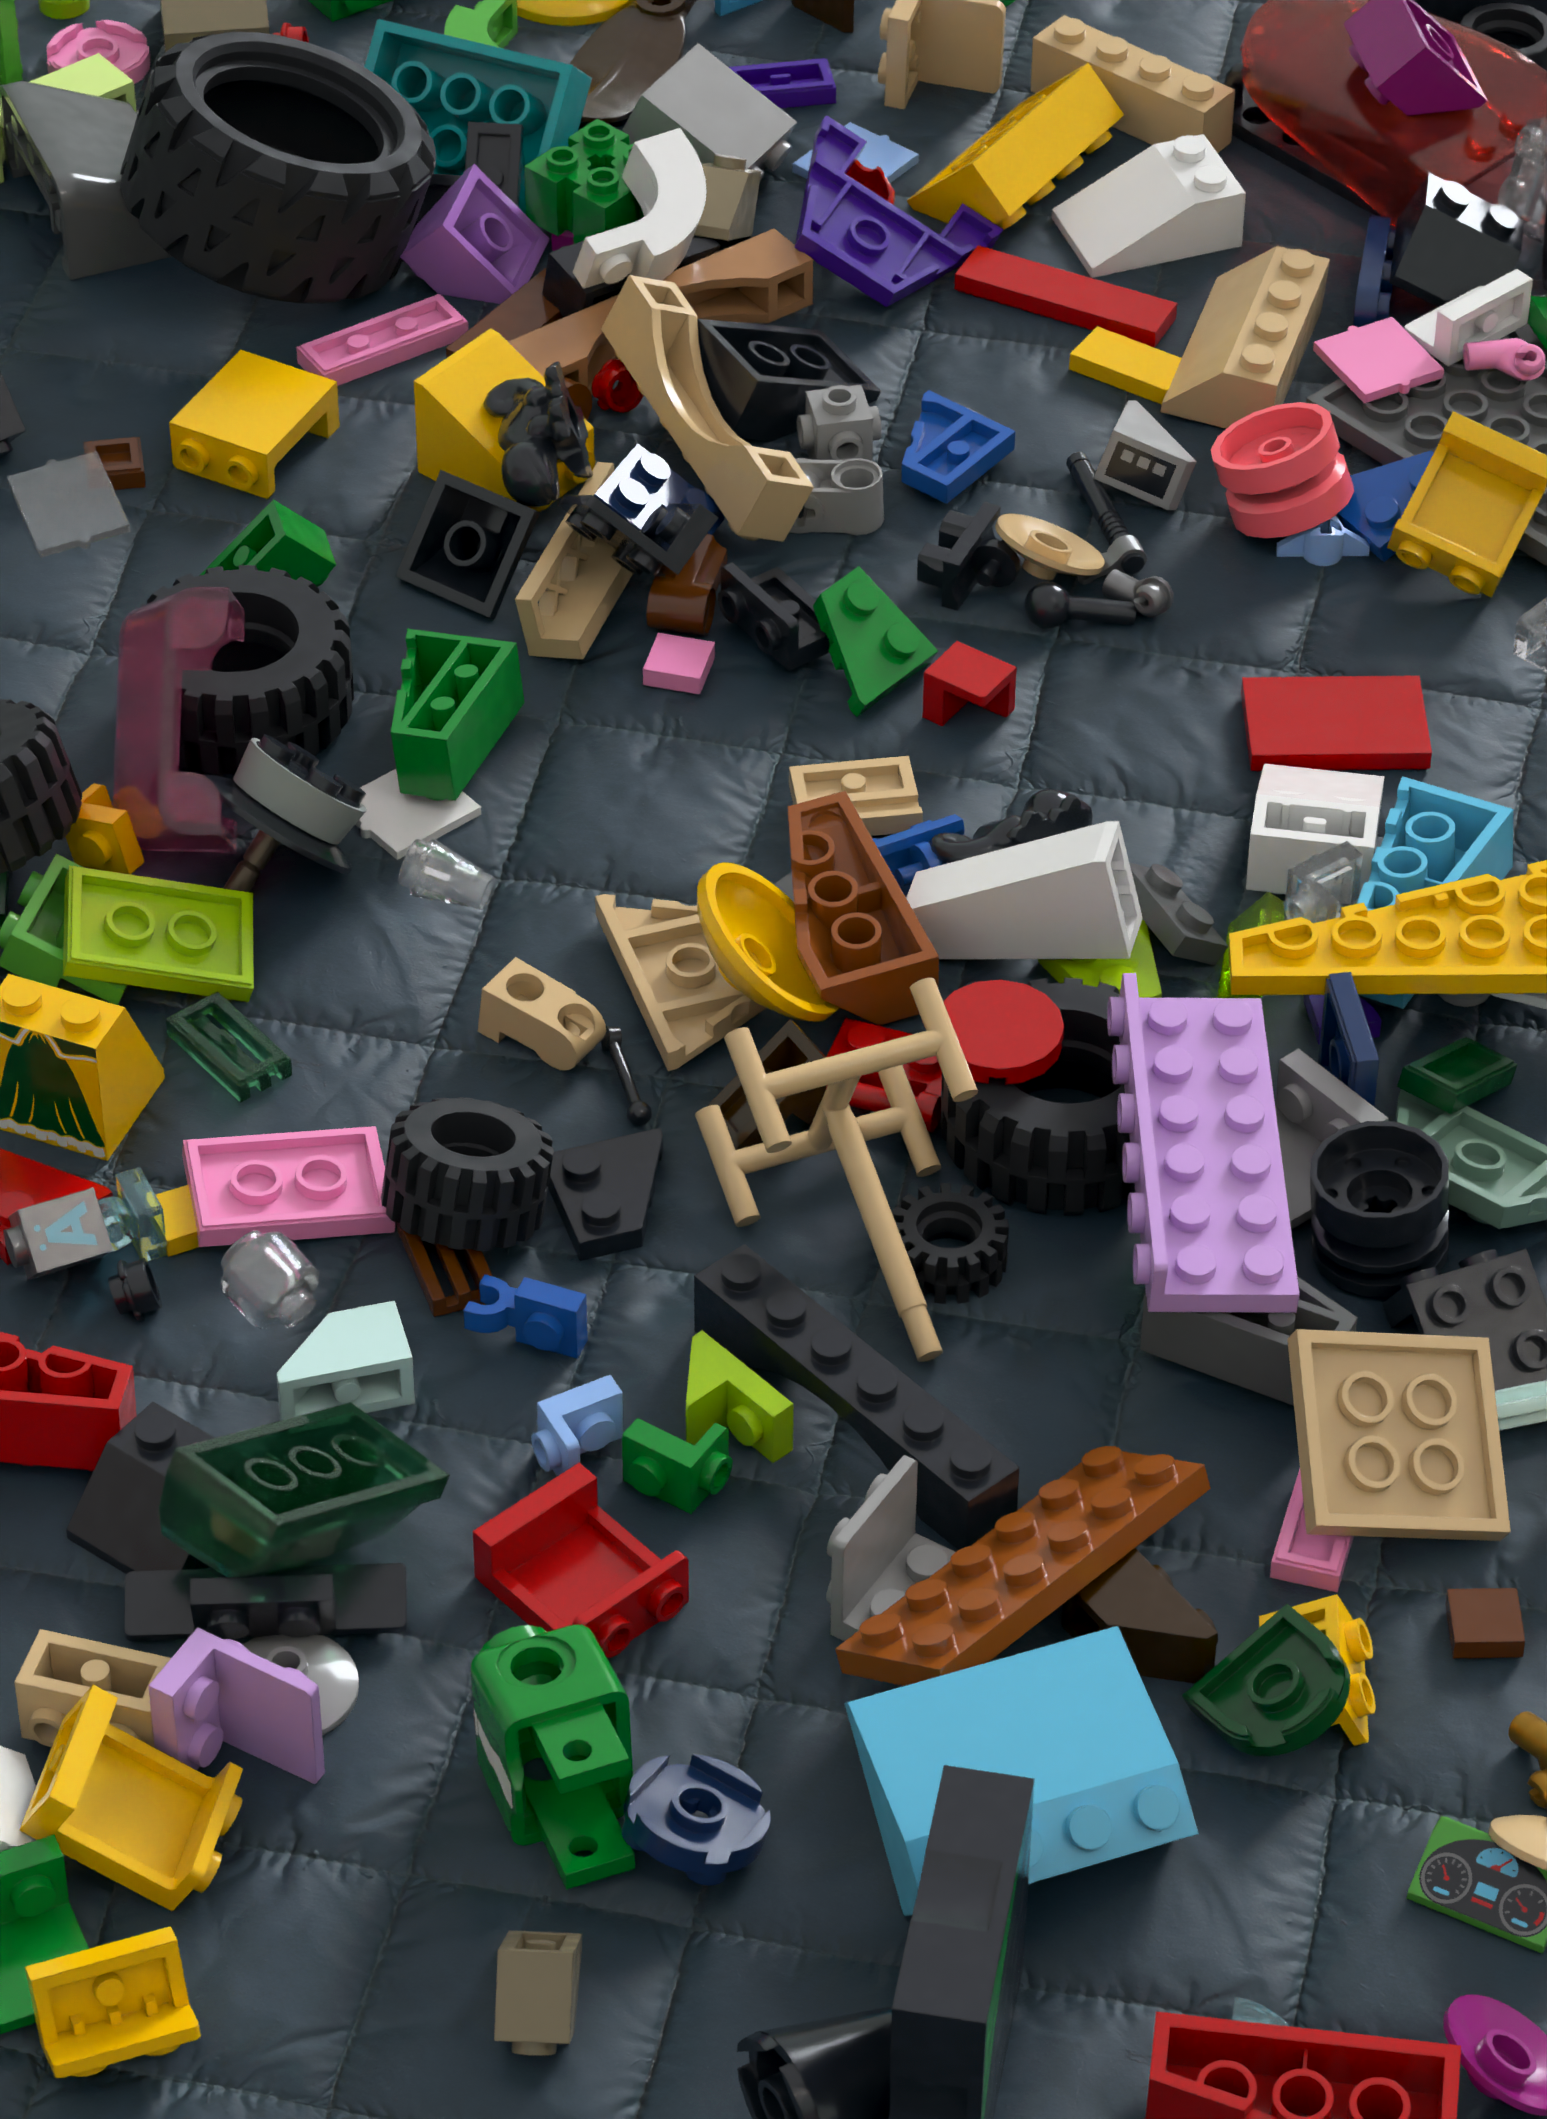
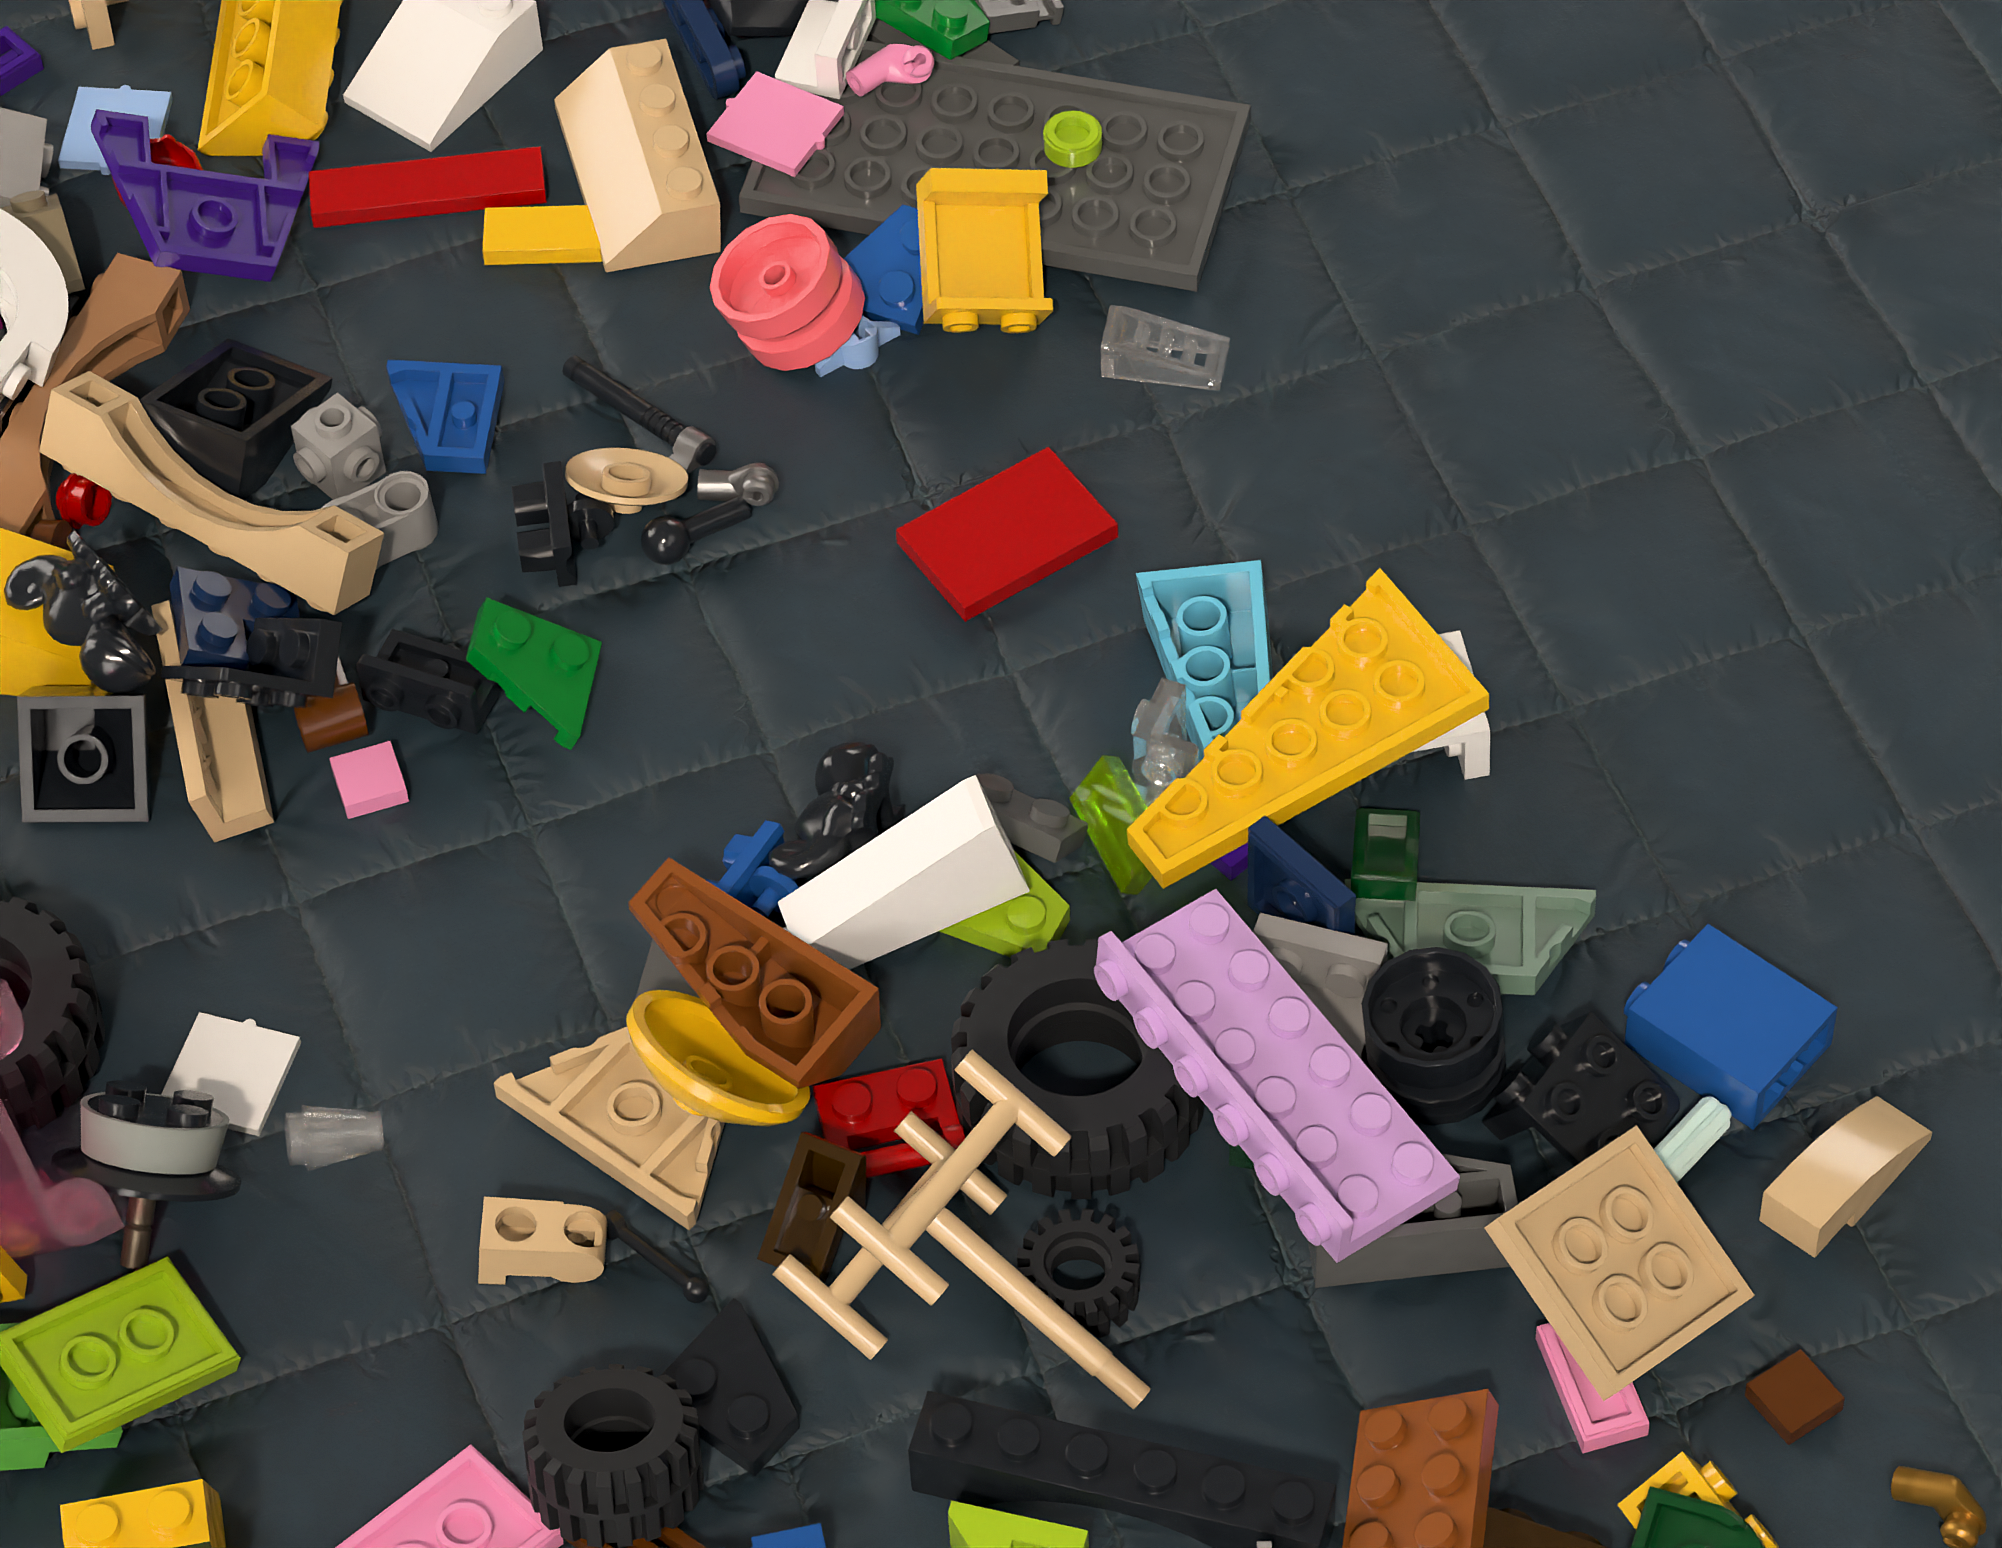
camera: 30 degrees left, 10 degrees up
(218, 1050) = (251, 1455): clear green tile -> none
(451, 709) = (209, 951): green wedge -> none
(878, 788) = (640, 836): tan plate -> none
(966, 676) = (662, 661): red panel -> none
(1006, 1029) = (1018, 1035): red tile -> none
(1145, 459) = (639, 336): light grey slope -> none
(1306, 814) = (1078, 657): white slope -> none

